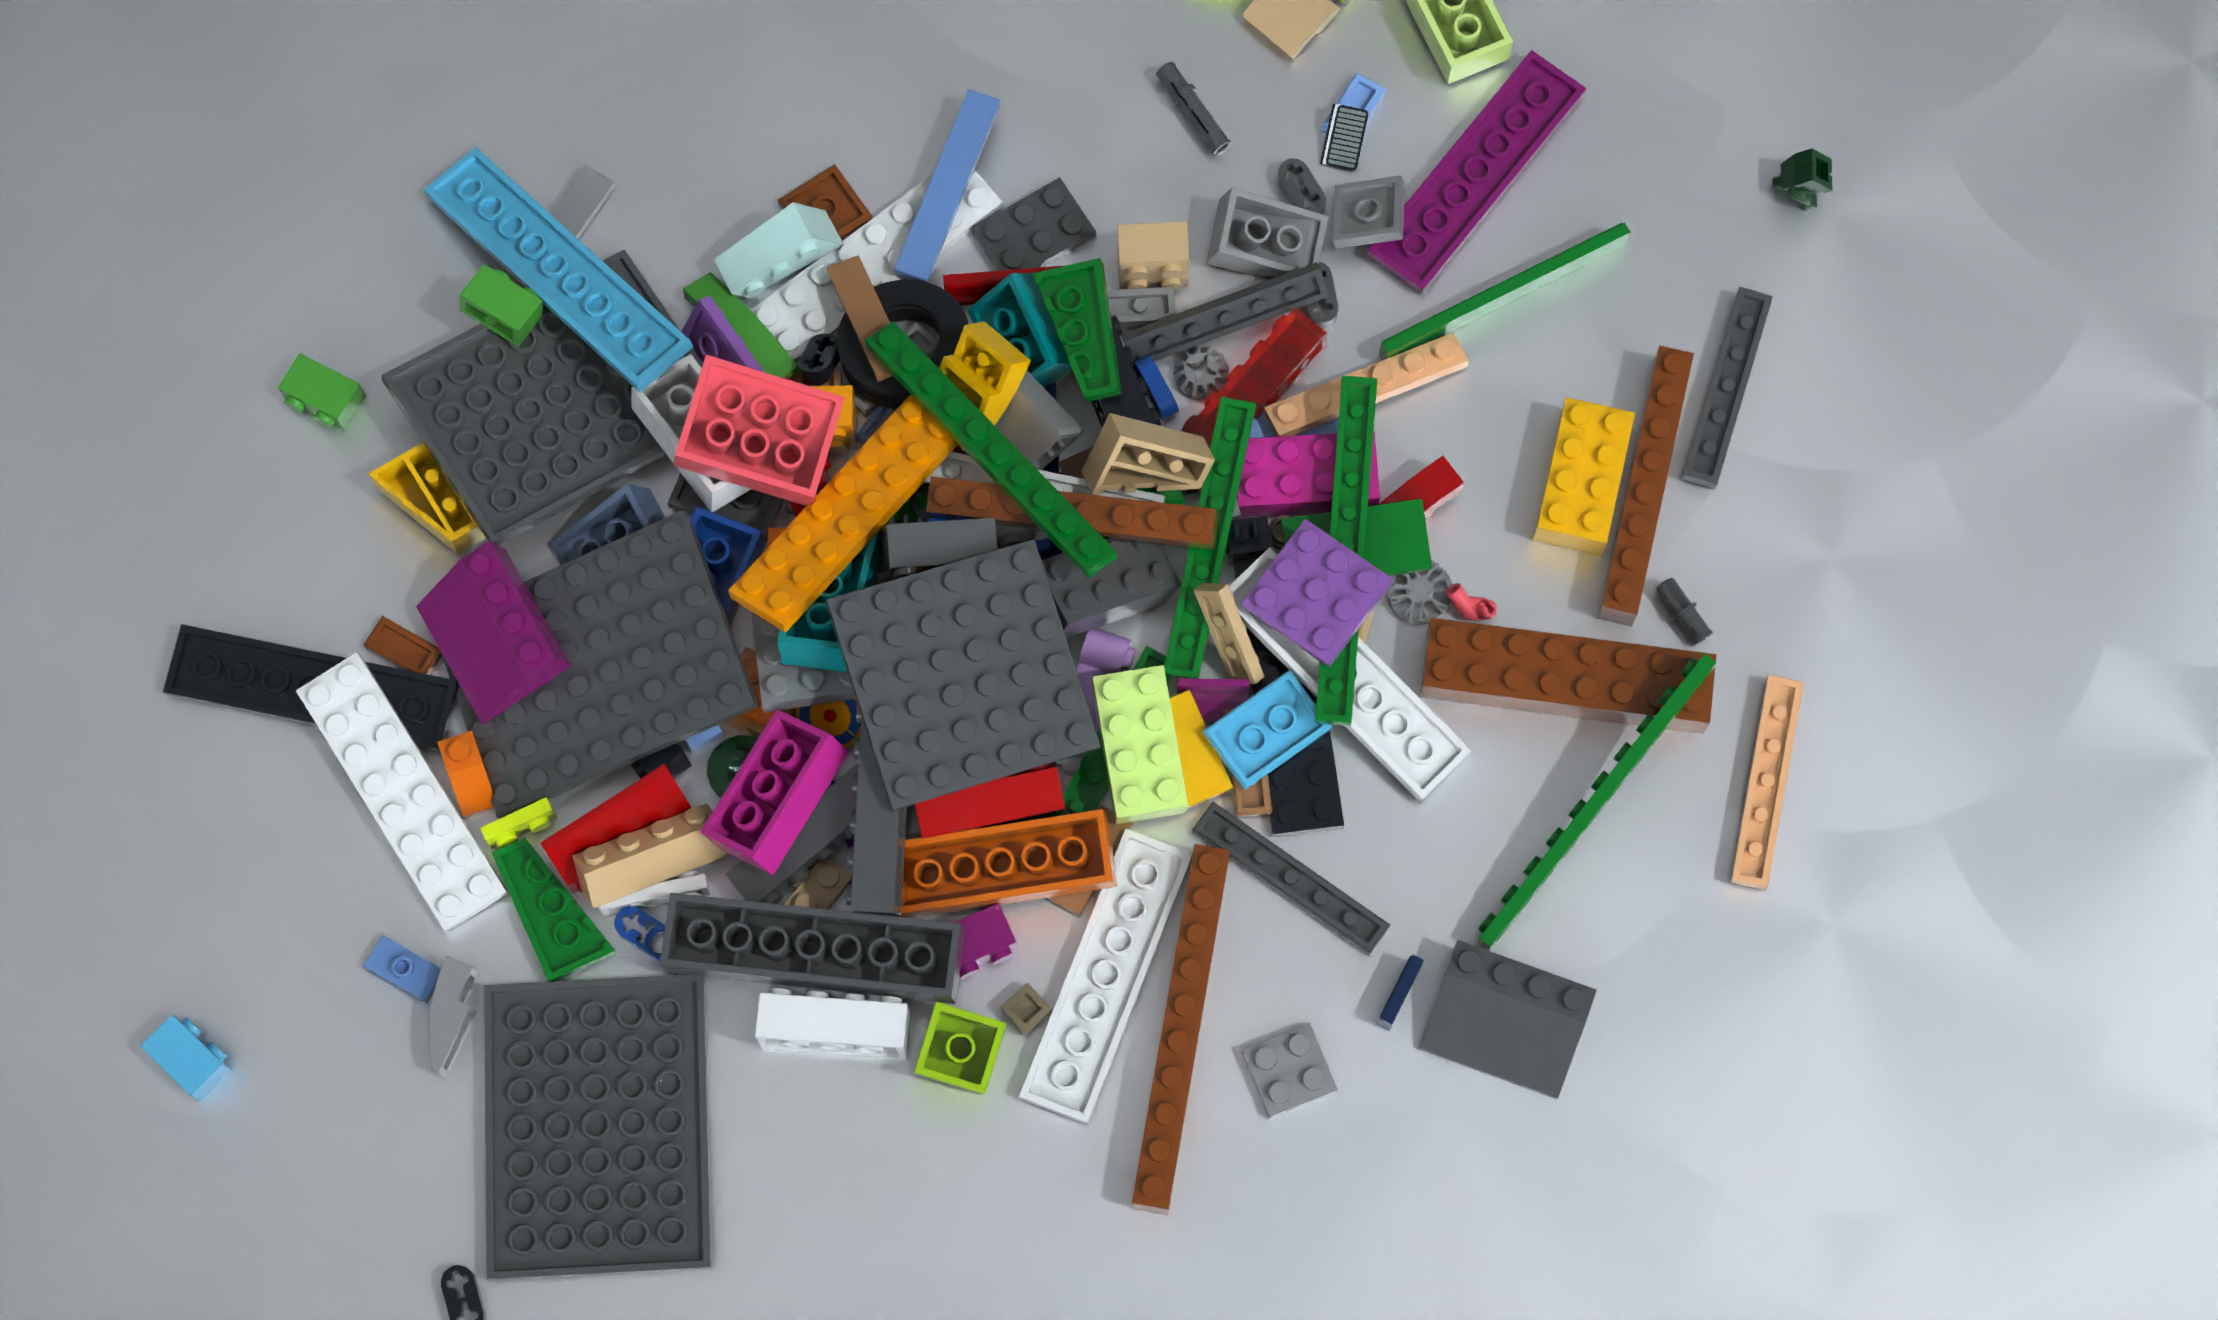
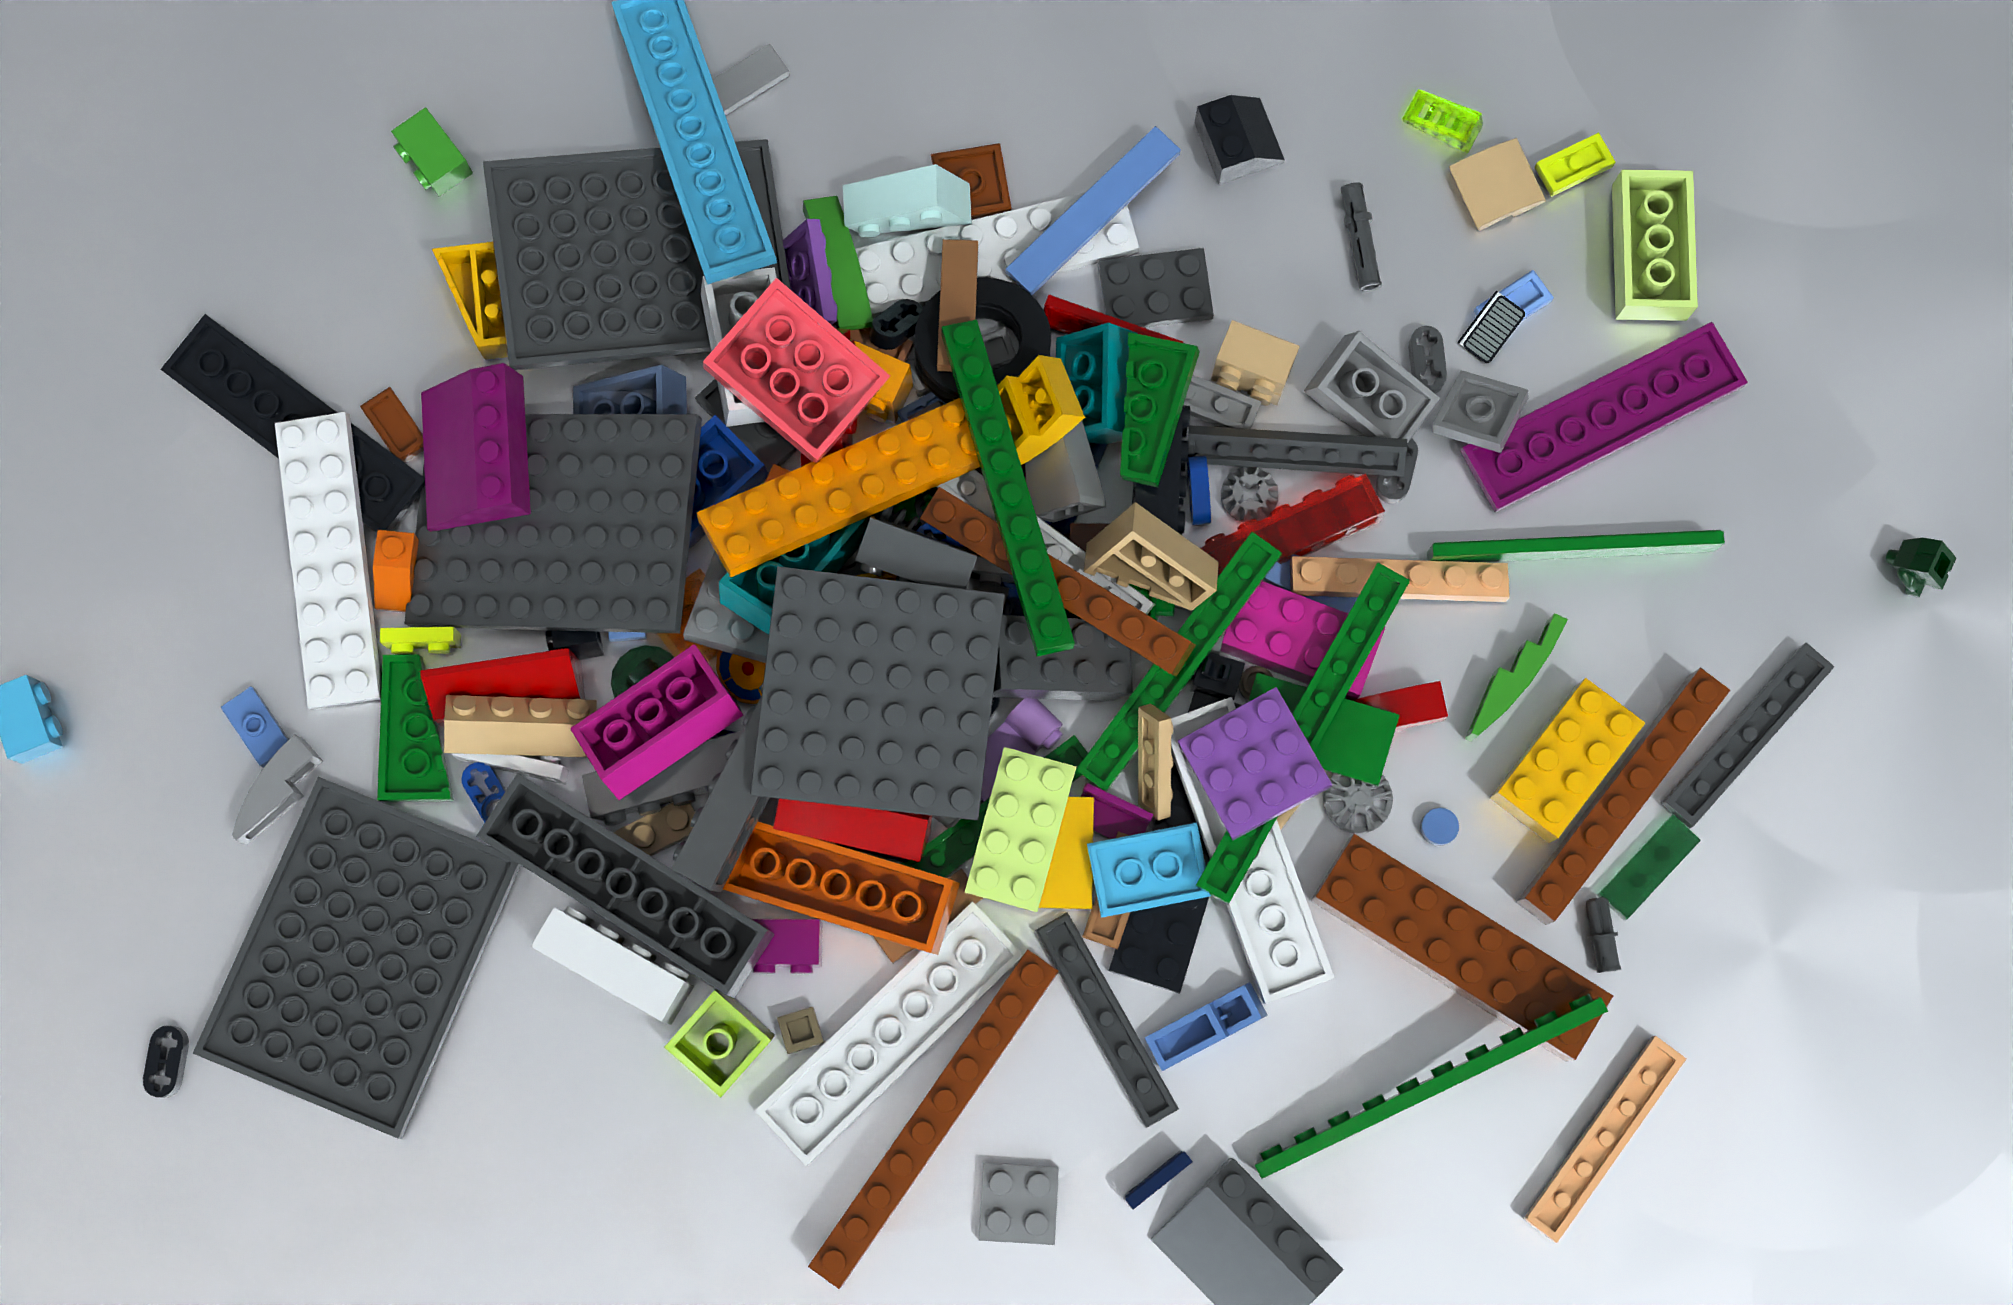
camera: 25 degrees right, 5 degrees up
(501, 304) = (624, 143): bright green brick -> none
(1043, 69) = (1237, 137): none -> black slope
(1380, 843) = (1206, 1026): none -> medium blue slope
(1470, 607) = (1399, 837): coral arm -> none
(1501, 583) = (1439, 826): none -> medium blue tile
(1502, 435) = (1508, 685): none -> bright green slope
(1696, 536) = (1649, 867): none -> clear green tile

